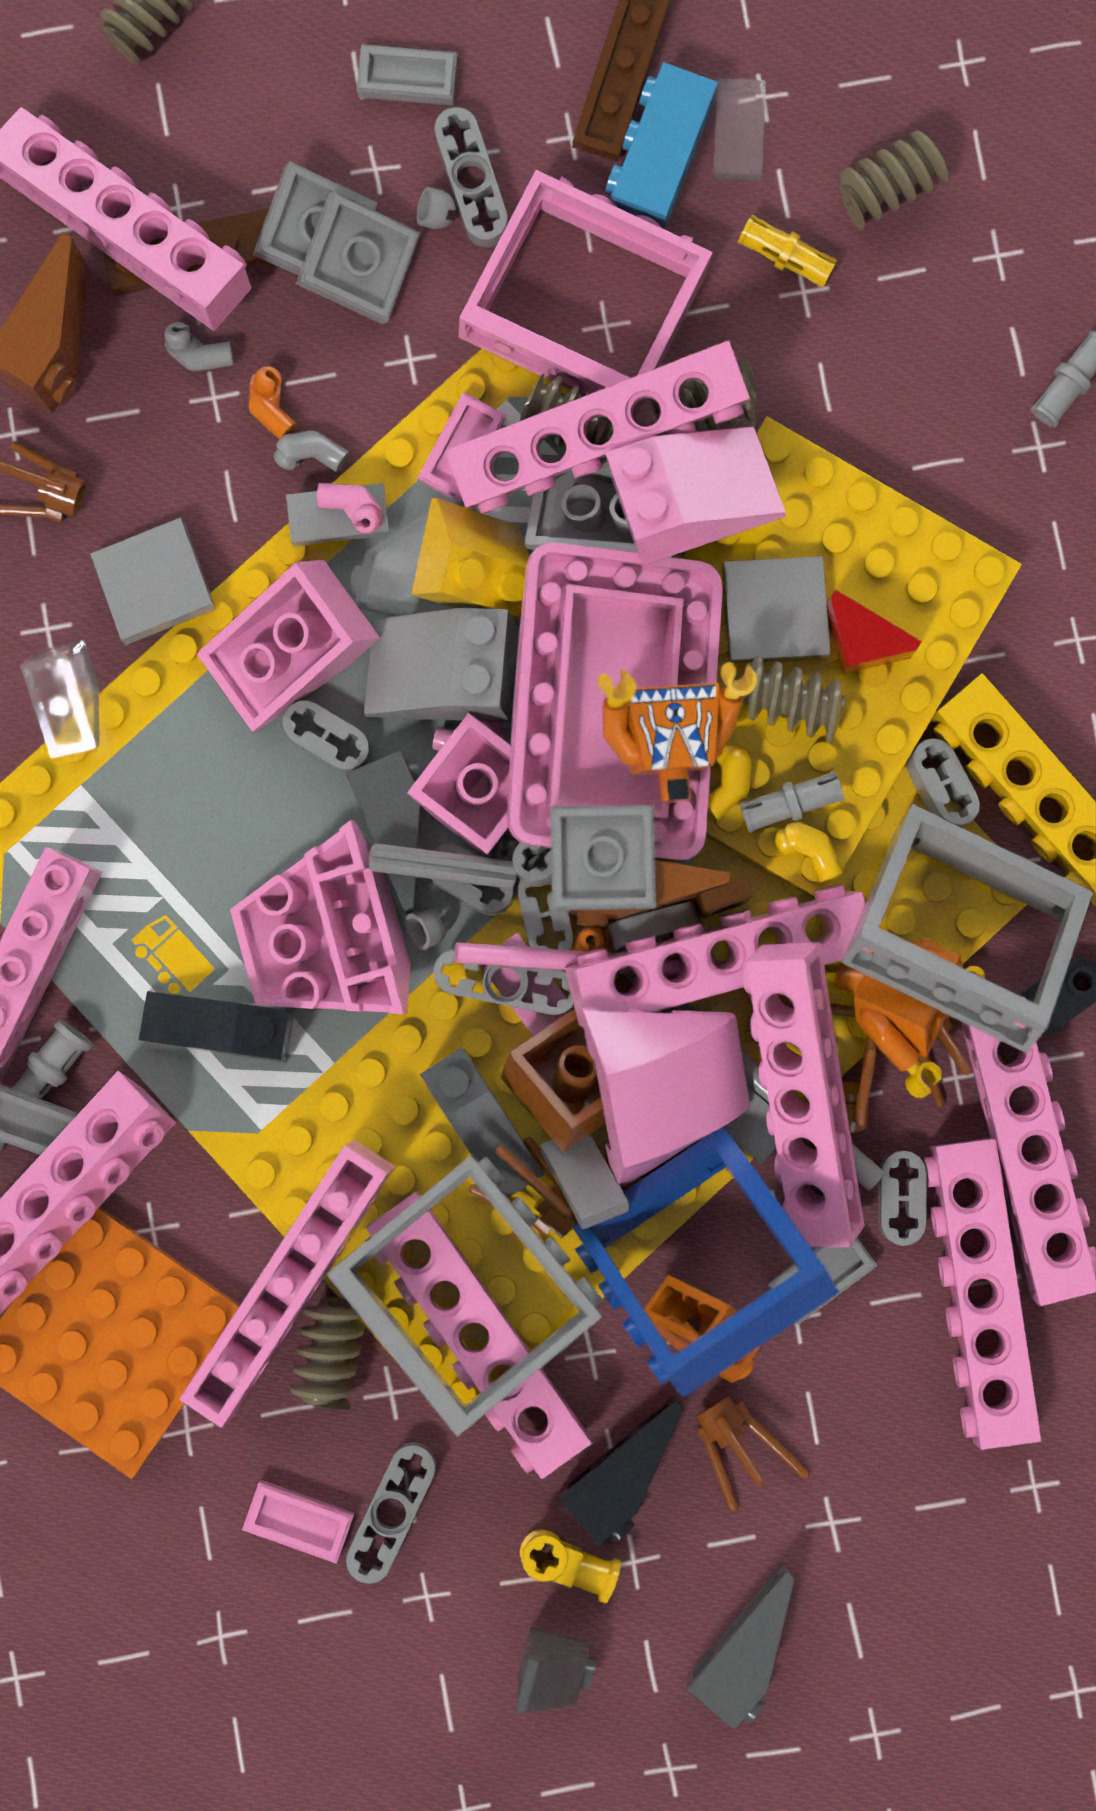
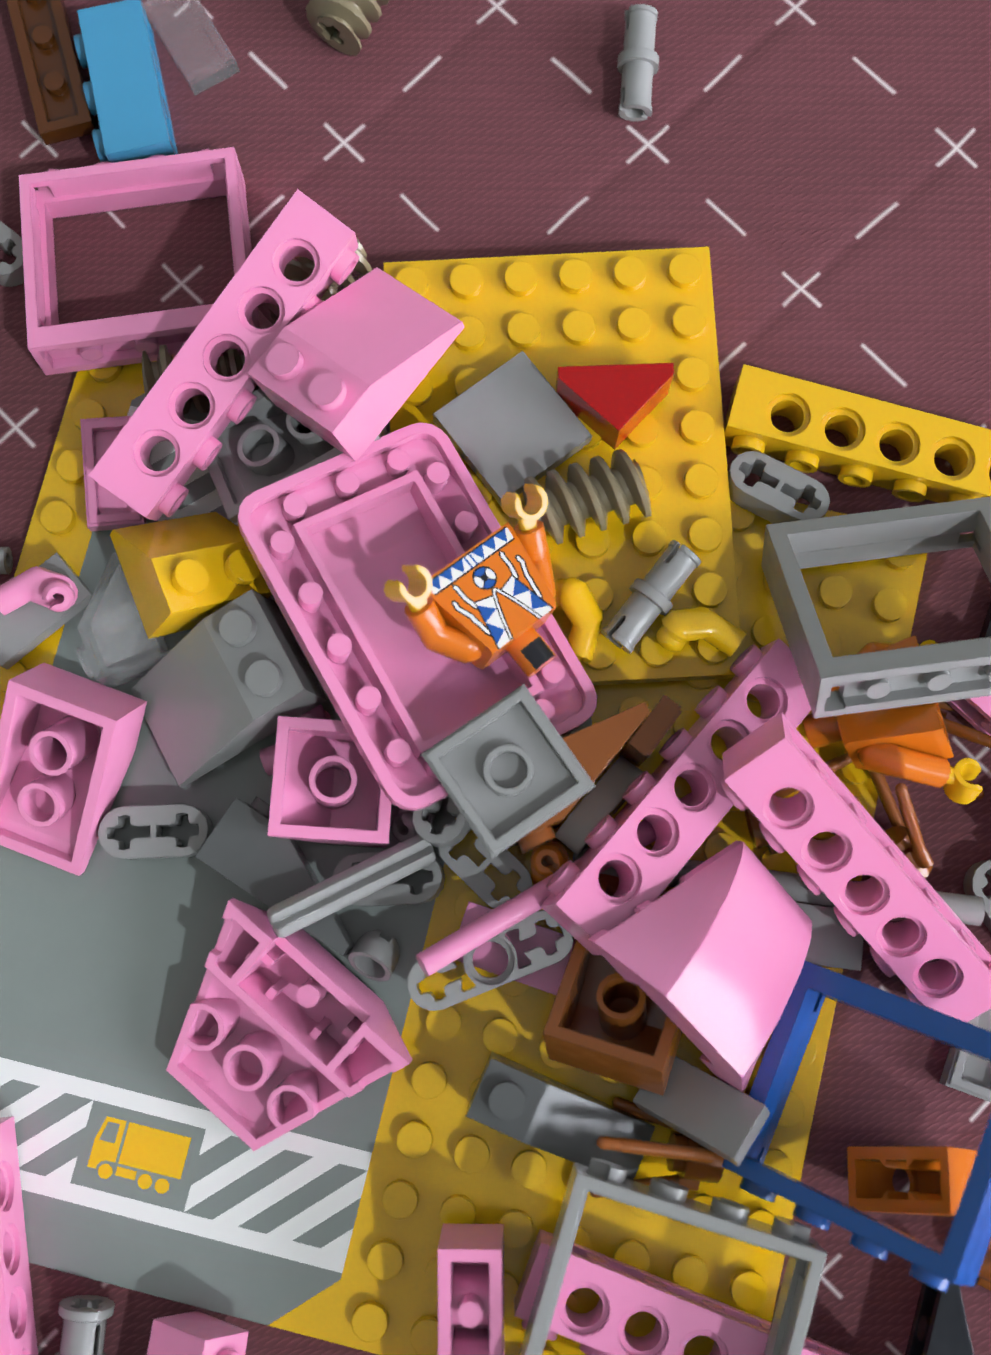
camera: 35 degrees left, 5 degrees down
(217, 1026) = (230, 1200): black slope -> none
(787, 250) = (303, 111): yellow pin -> none

